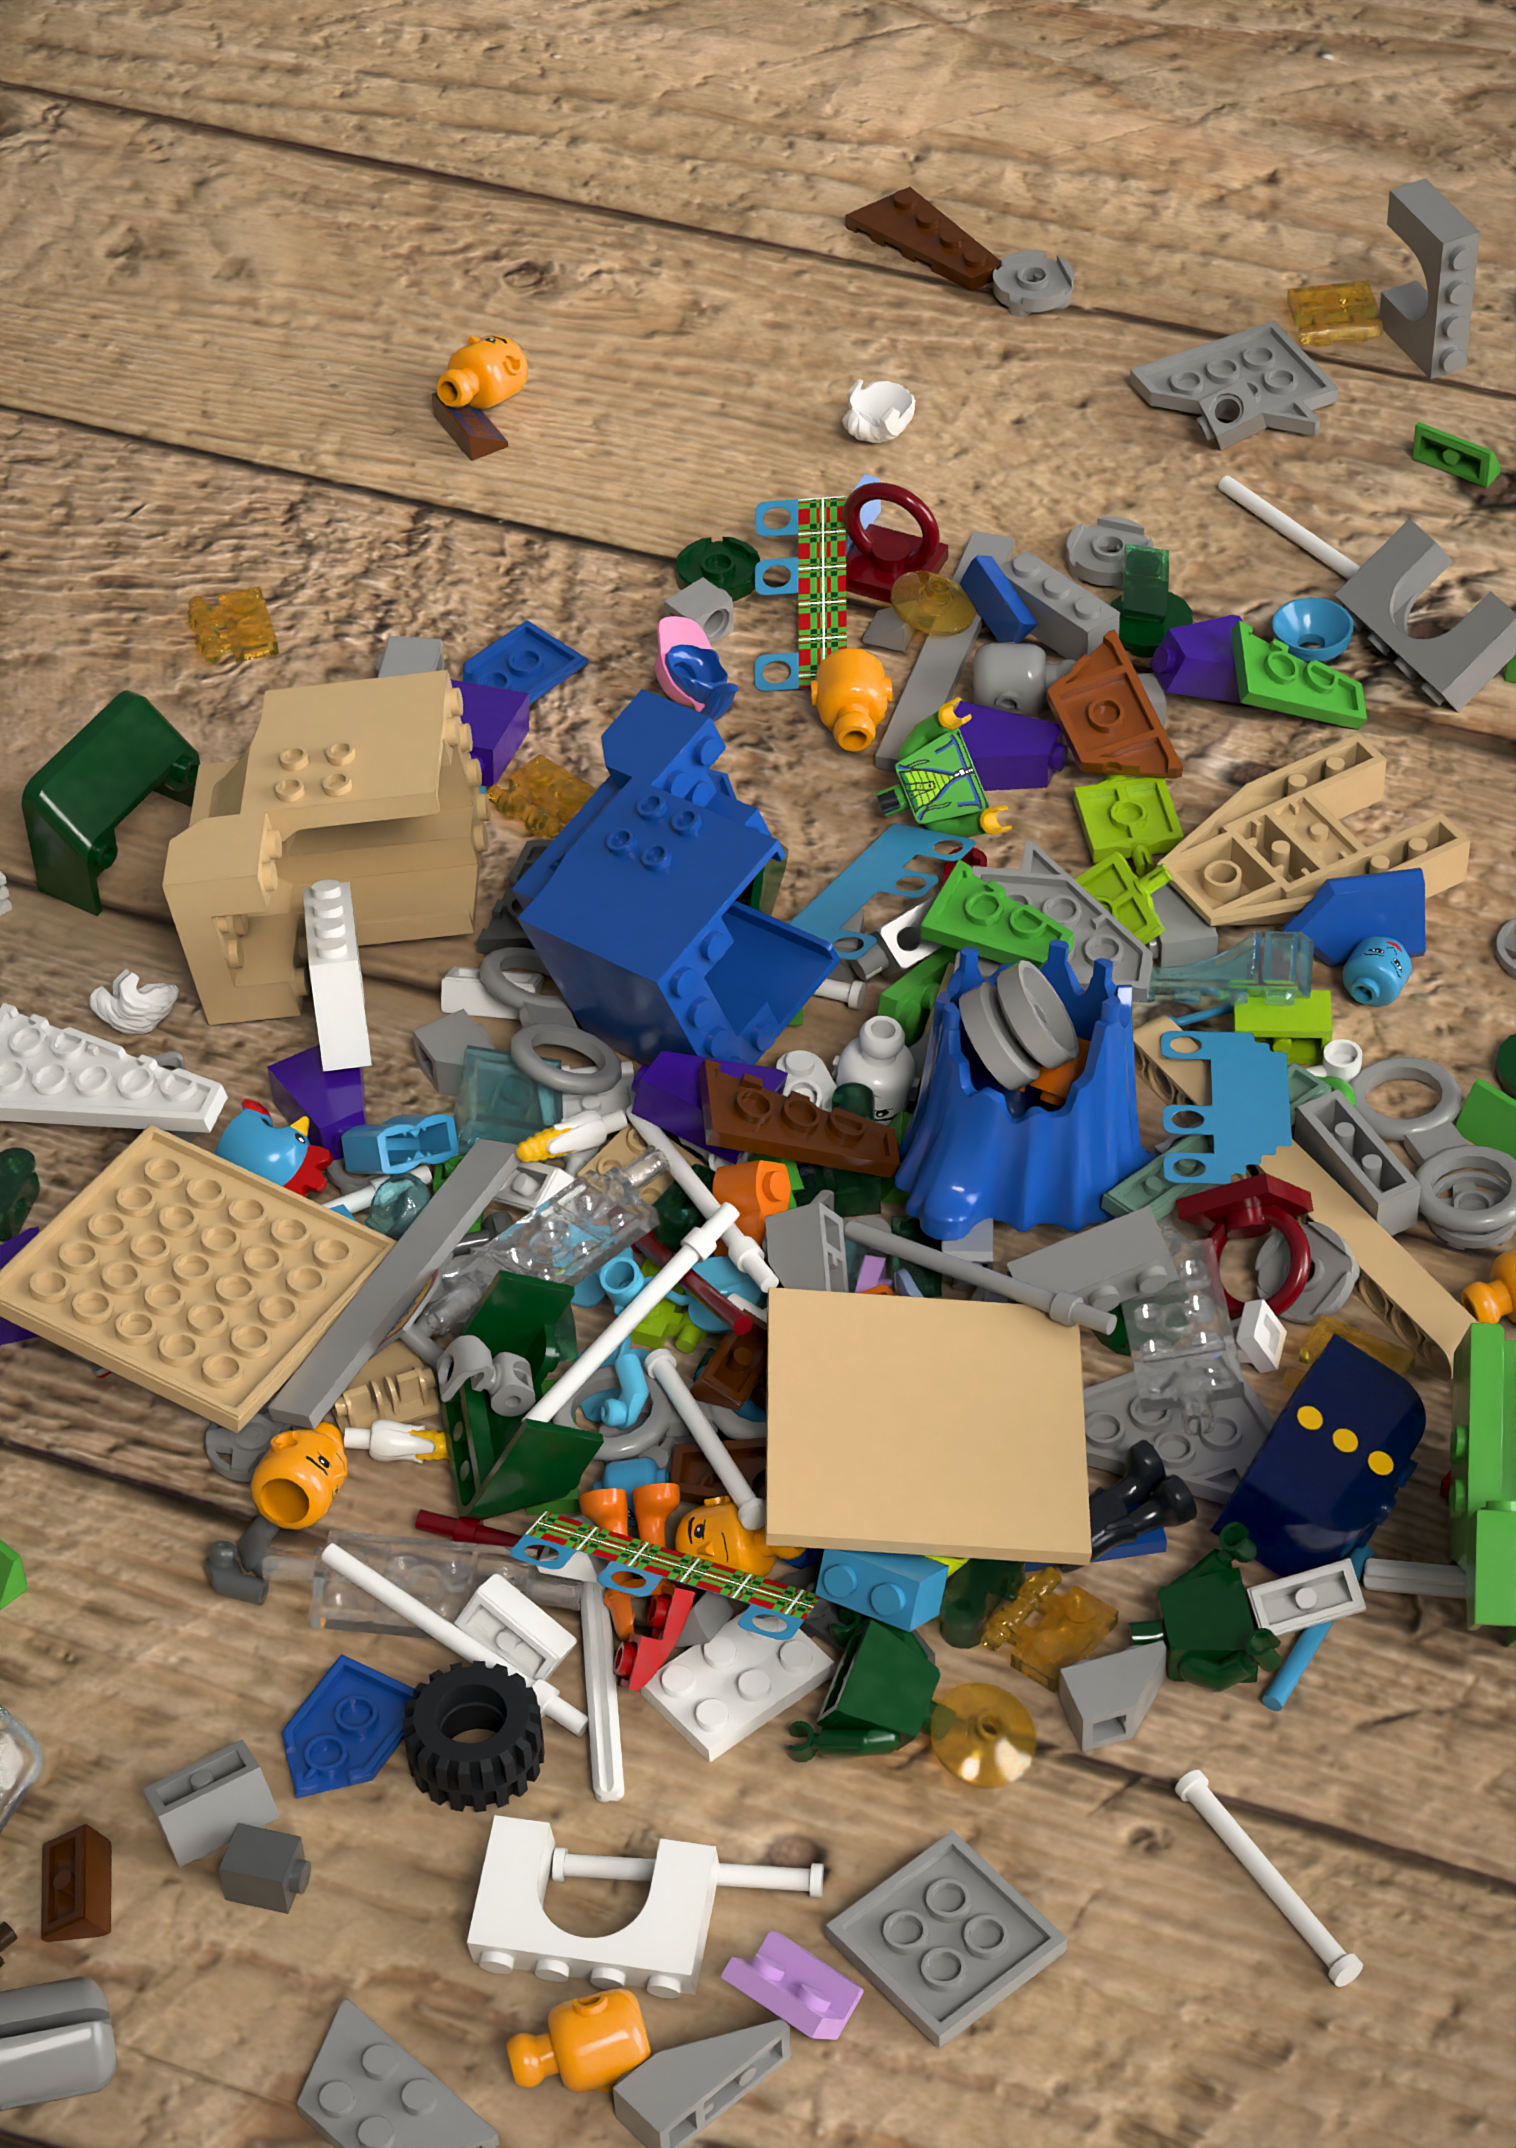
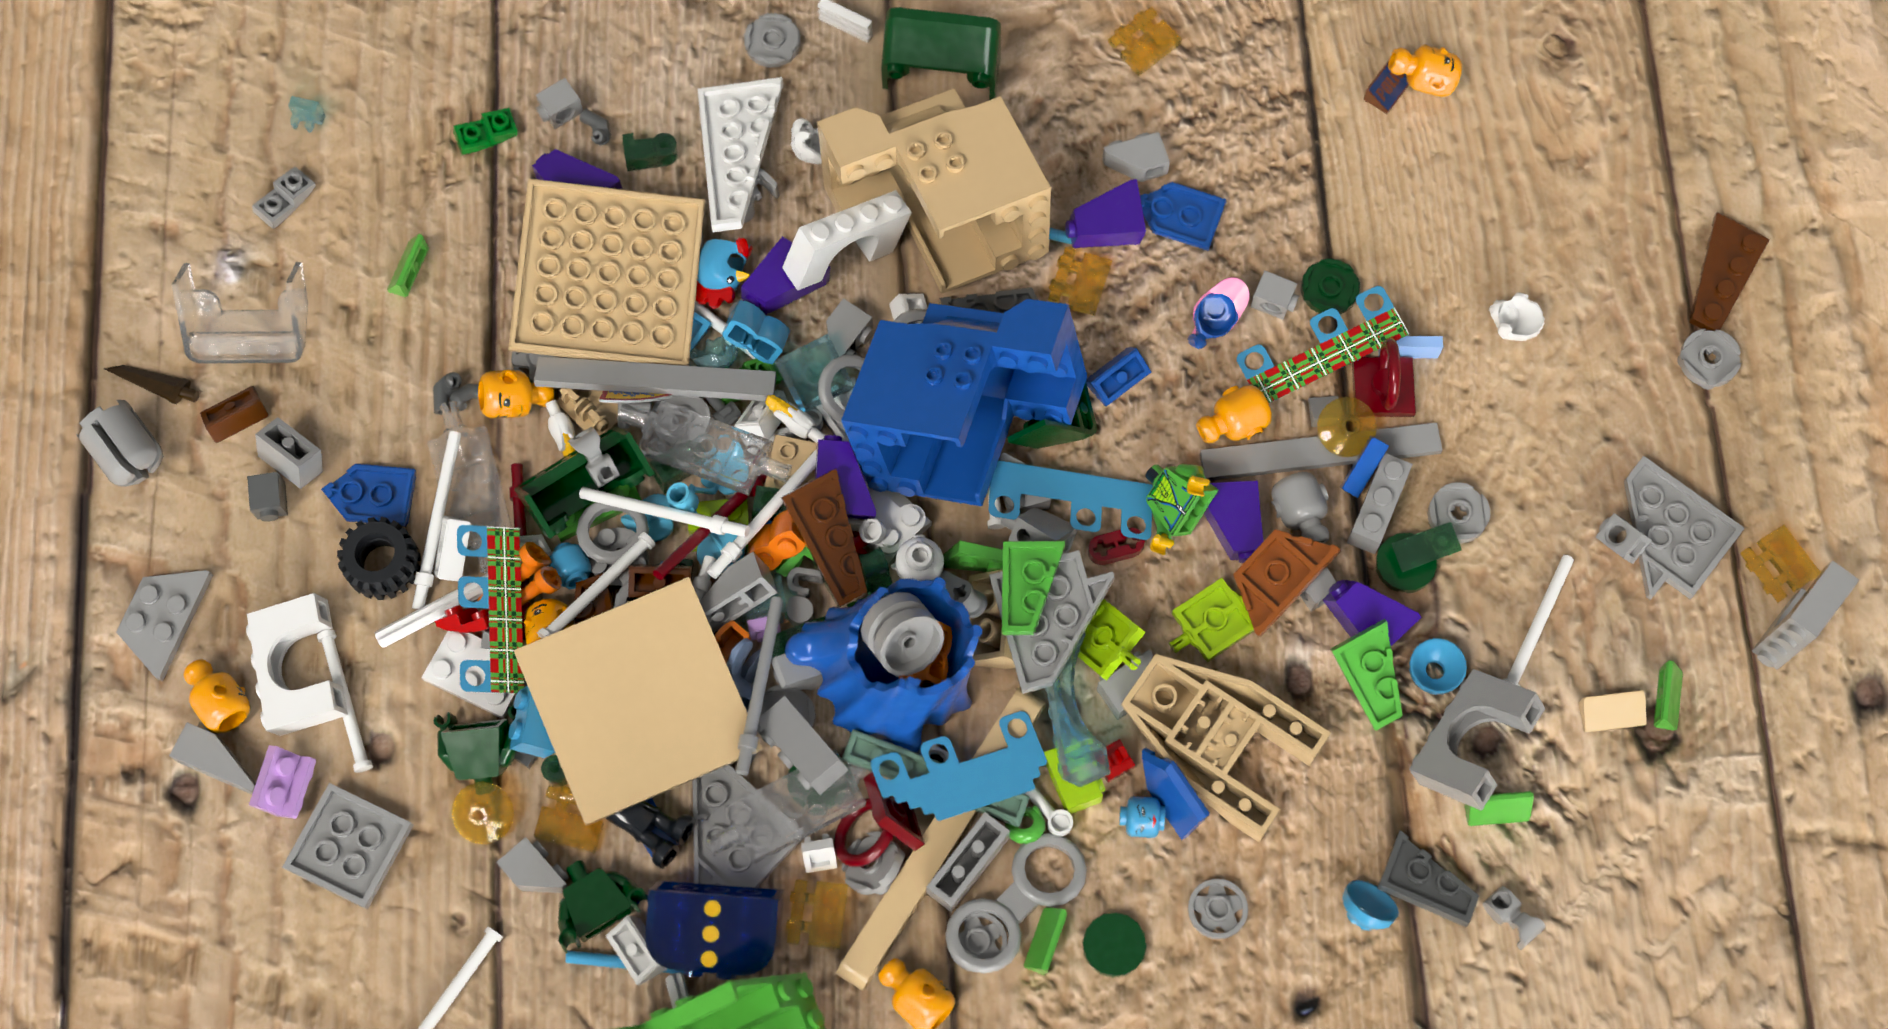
camera: 65 degrees right, 25 degrees up
(633, 1395) = (620, 536): medium azure arm -> none
(1450, 507) = (1613, 711): none -> slope

